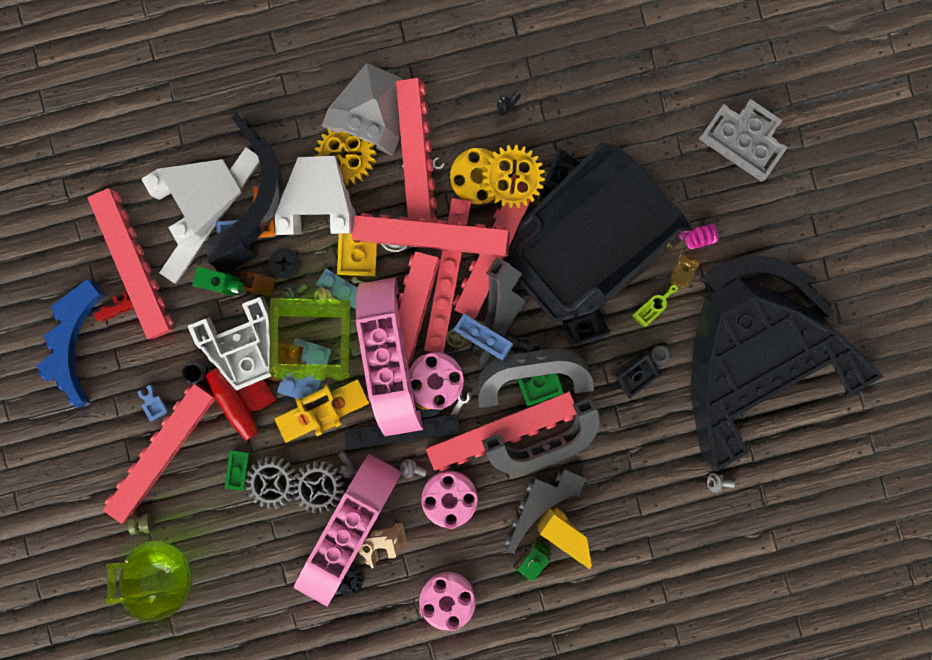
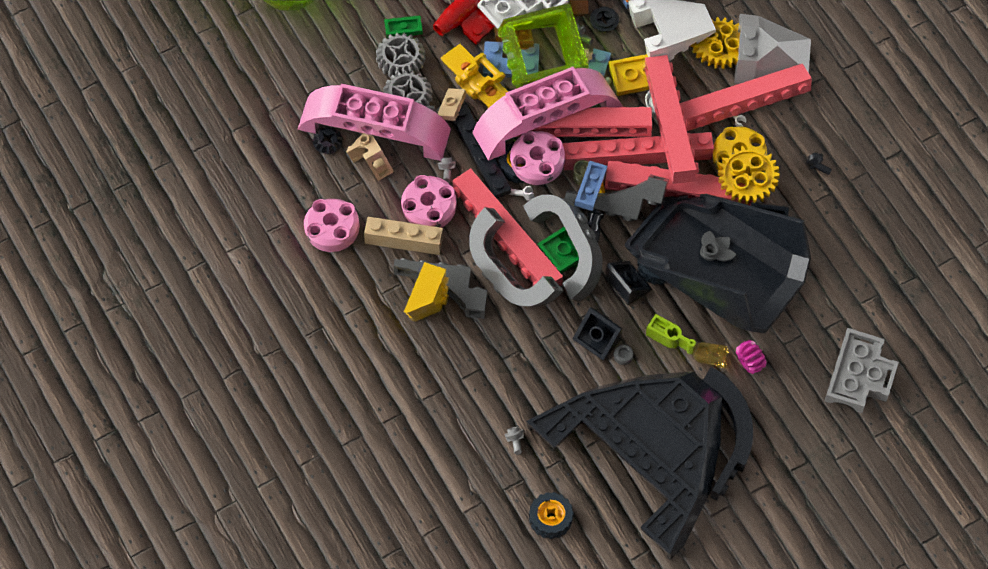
camera: 75 degrees right, 25 degrees down
(344, 447) = (452, 104): none -> tan plate
(479, 534) = (403, 235): none -> tan brick
(533, 560) = (391, 286): green torso -> none
(575, 230) = (717, 247): none -> dark grey plate
(795, 470) = (551, 526): none -> black wheel

